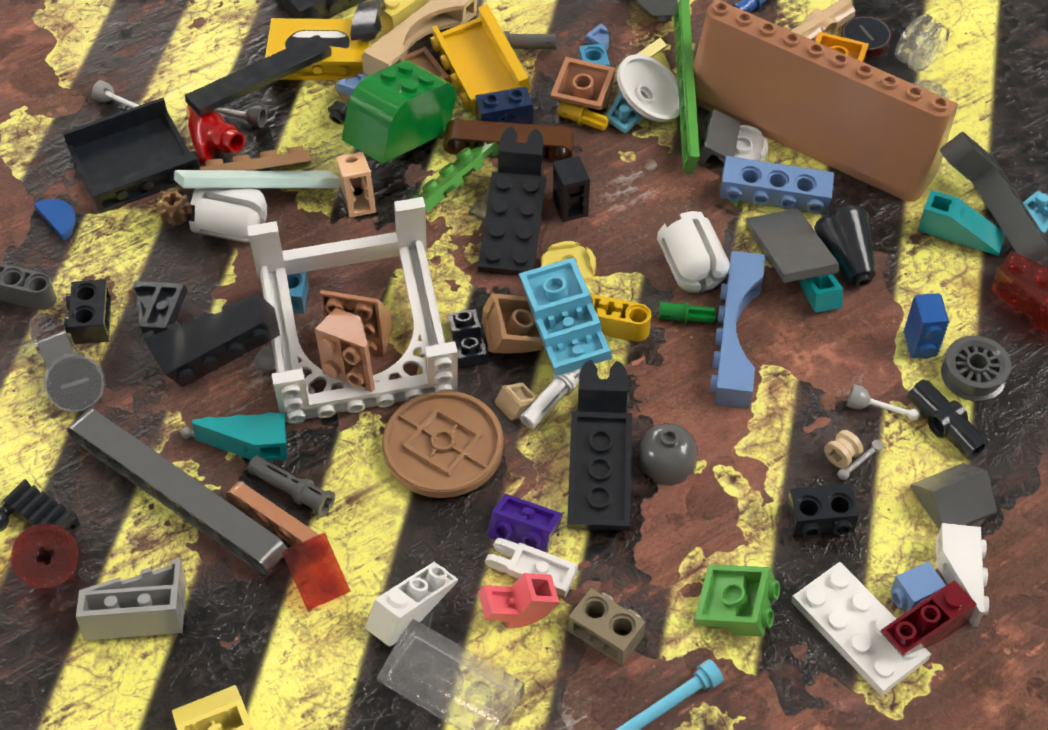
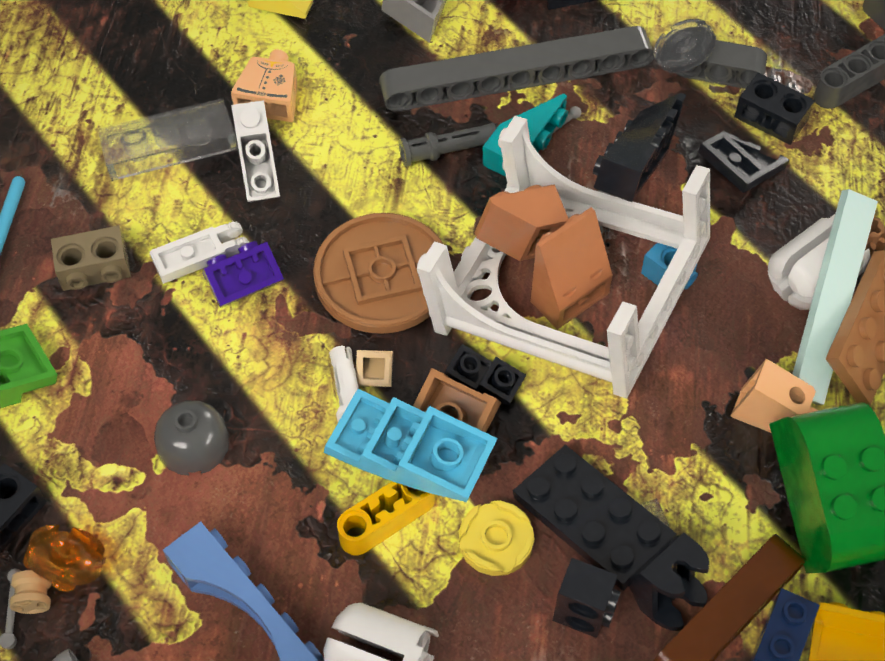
camera: 130 degrees right, 5 degrees up
(268, 514) = (456, 105): nougat beam -> none
(315, 571) = (342, 101): clear red plate -> none
(340, 643) = (269, 80): none -> light nougat torso
(450, 175) = (713, 506): bright green wing -> none
(522, 604) = (175, 213): coral brick -> none
(600, 452) = (246, 377): black hinge -> none
(686, 313) = (325, 596): green axle -> none
(818, 452) = (65, 556): none -> clear orange plate

